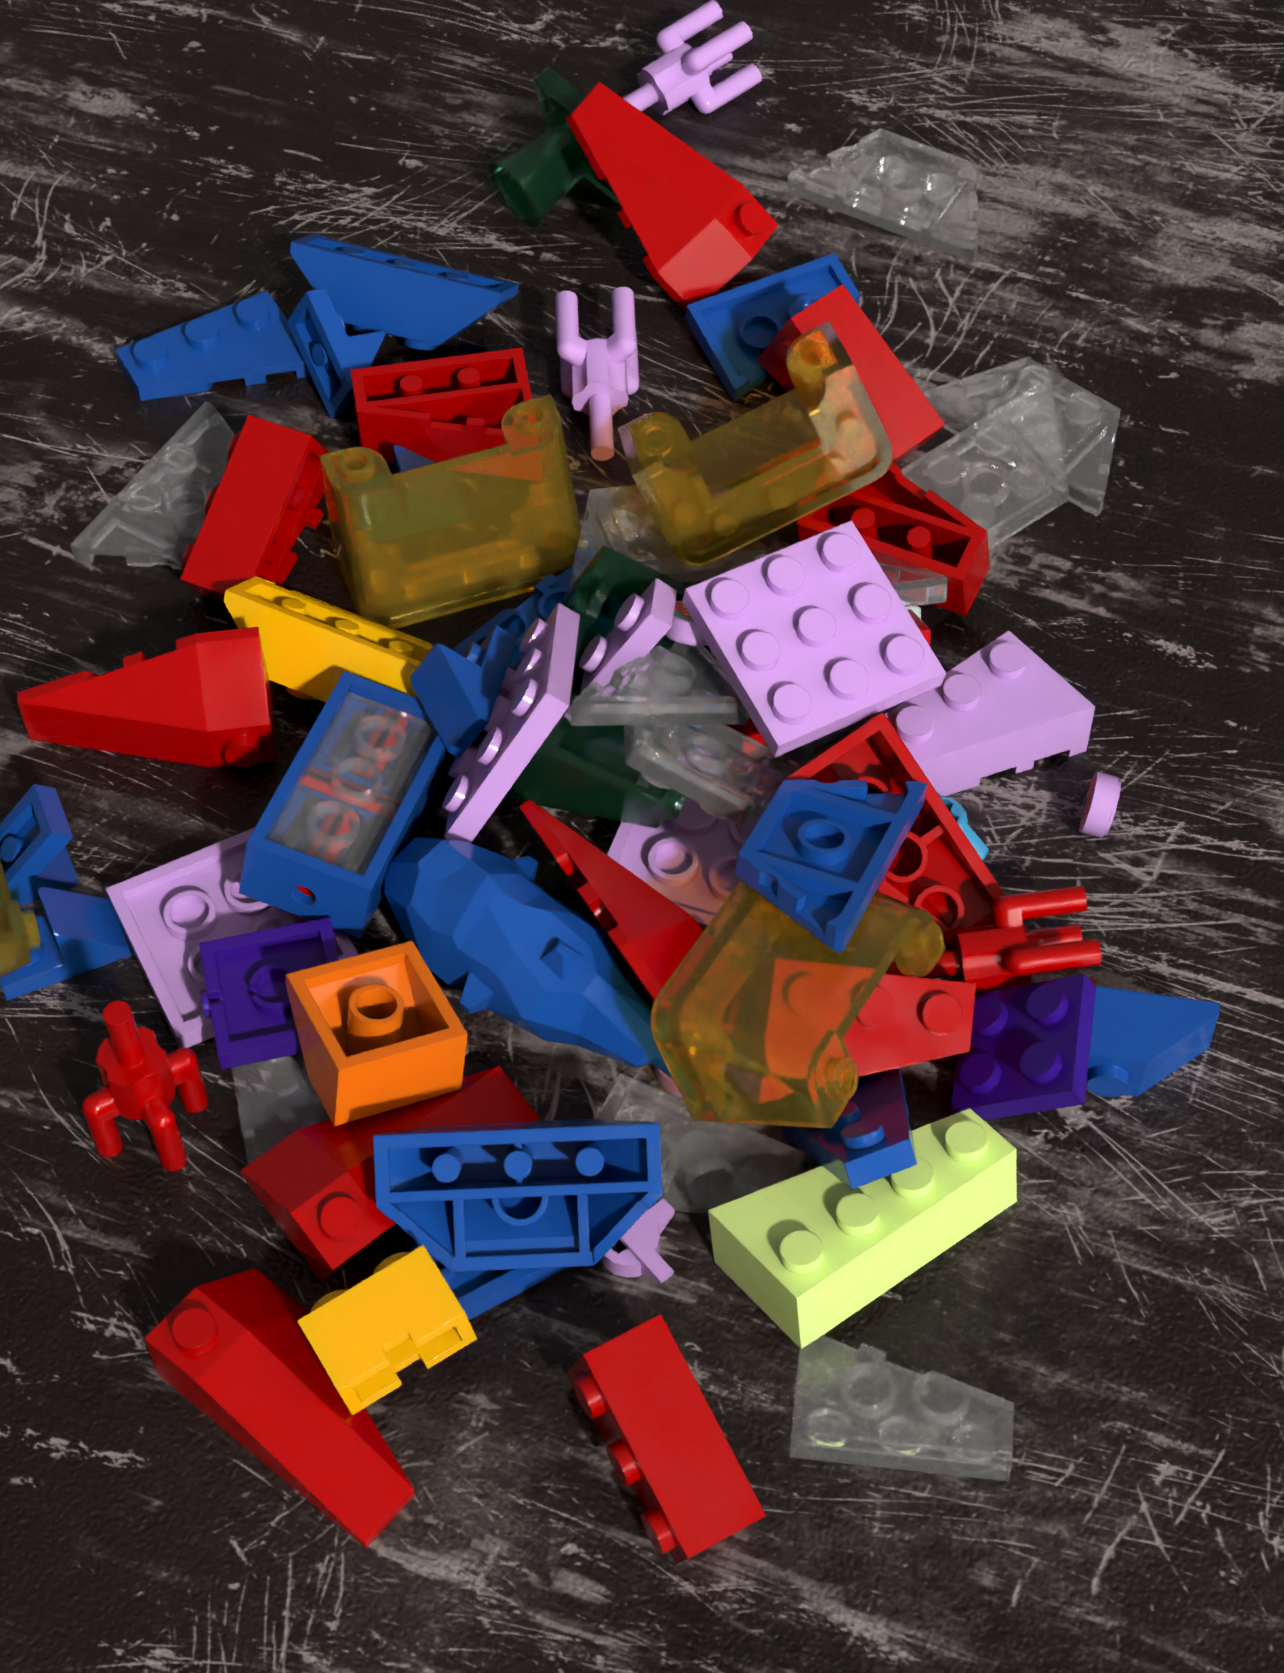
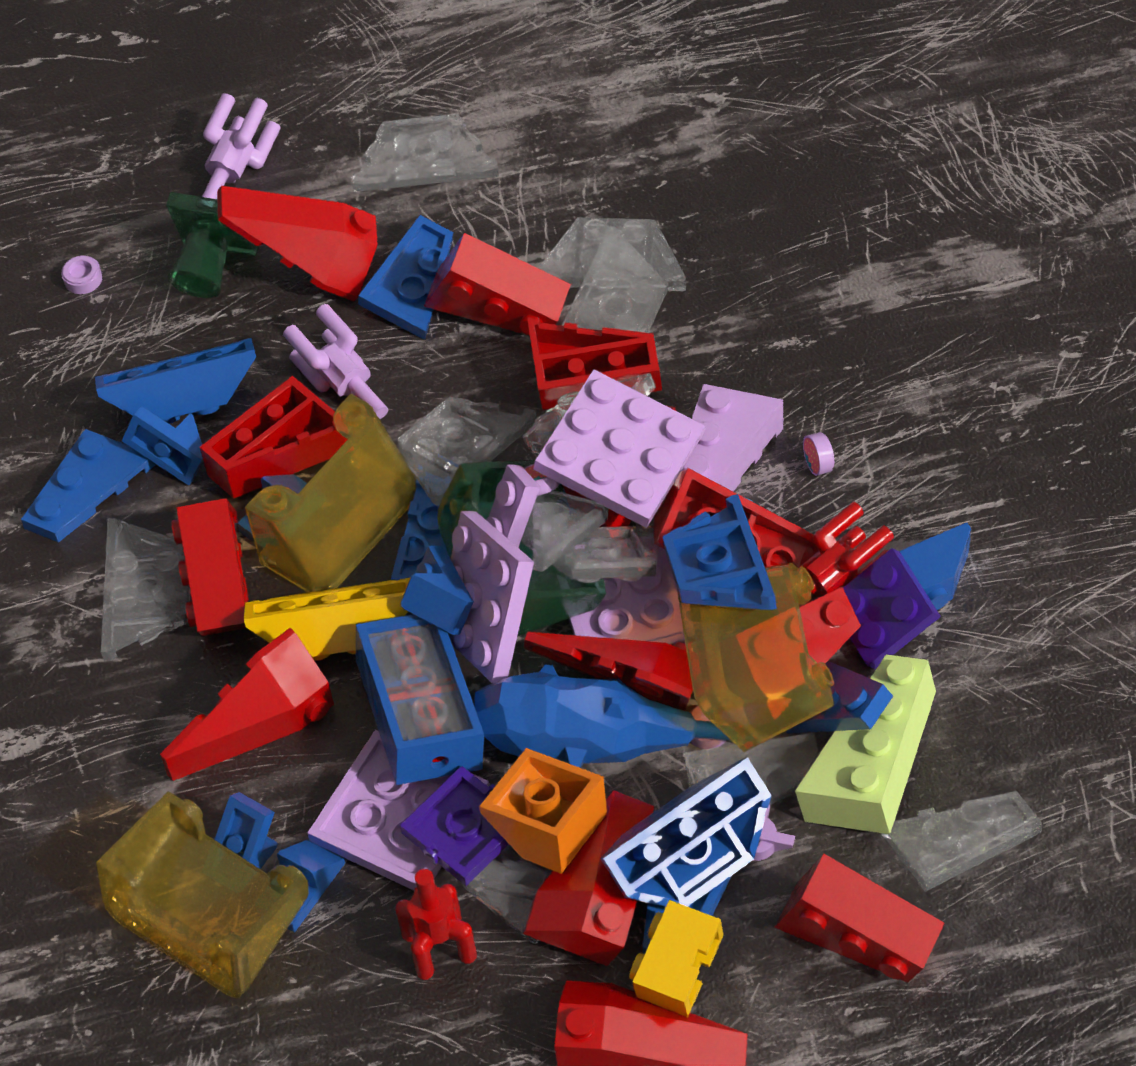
camera: 30 degrees left, 0 degrees up
(411, 126) = (81, 274): none -> lavender tile
(764, 464) = (496, 359): clear yellow windscreen -> none

